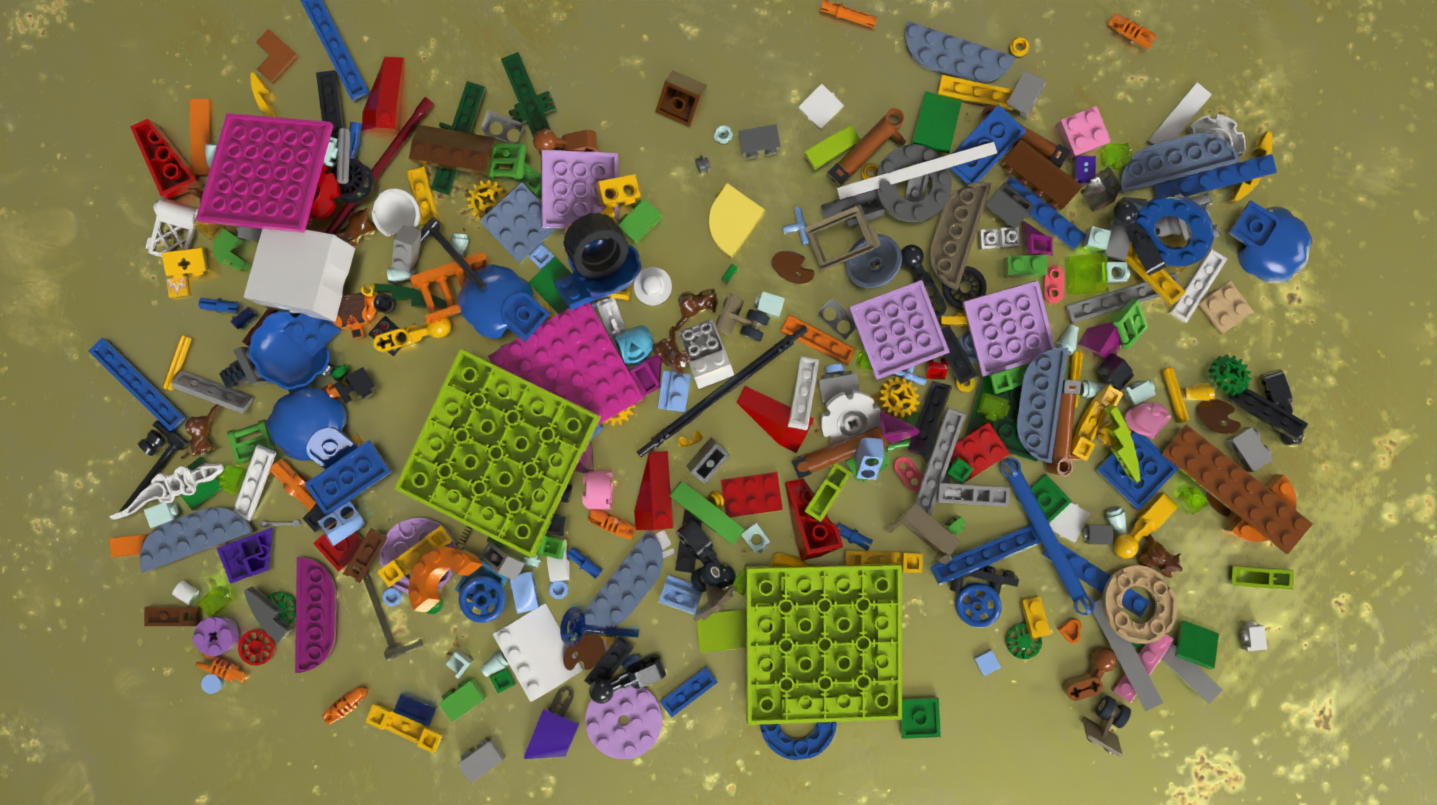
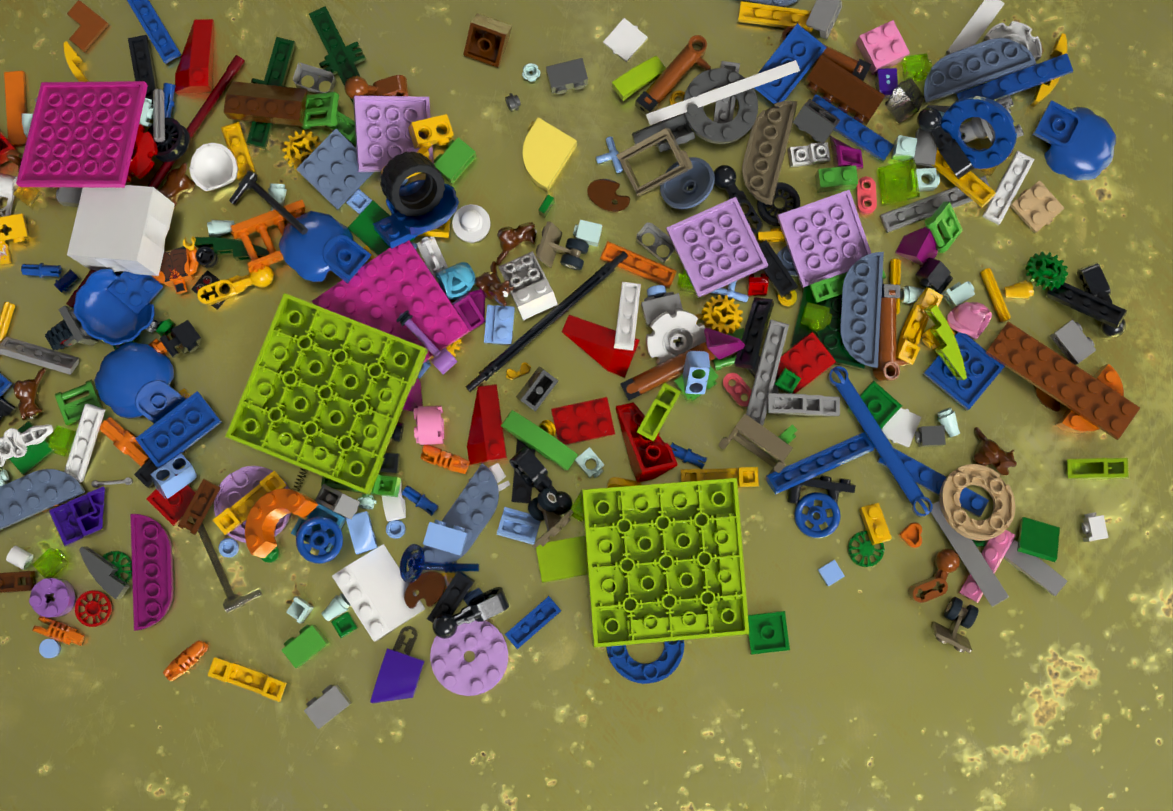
camera: 10 degrees left, 5 degrees down
(226, 248) = (46, 214): bright green brick -> none
(406, 248) = (225, 201): light grey brick -> none
(415, 709) = (257, 660): clear blue plate -> none
(607, 604) = (445, 538): none -> light blue brick
(615, 426) = (442, 359): none -> medium lavender piece
(937, 122) = (739, 46): green tile -> none
(1069, 339) = (886, 246): light aqua cone -> none
(1149, 520) = (985, 413): yellow beam -> none
(1192, 500) = (1020, 396): clear neon green brick -> none
(1215, 412) = (1036, 309): reddish brown piece -> none

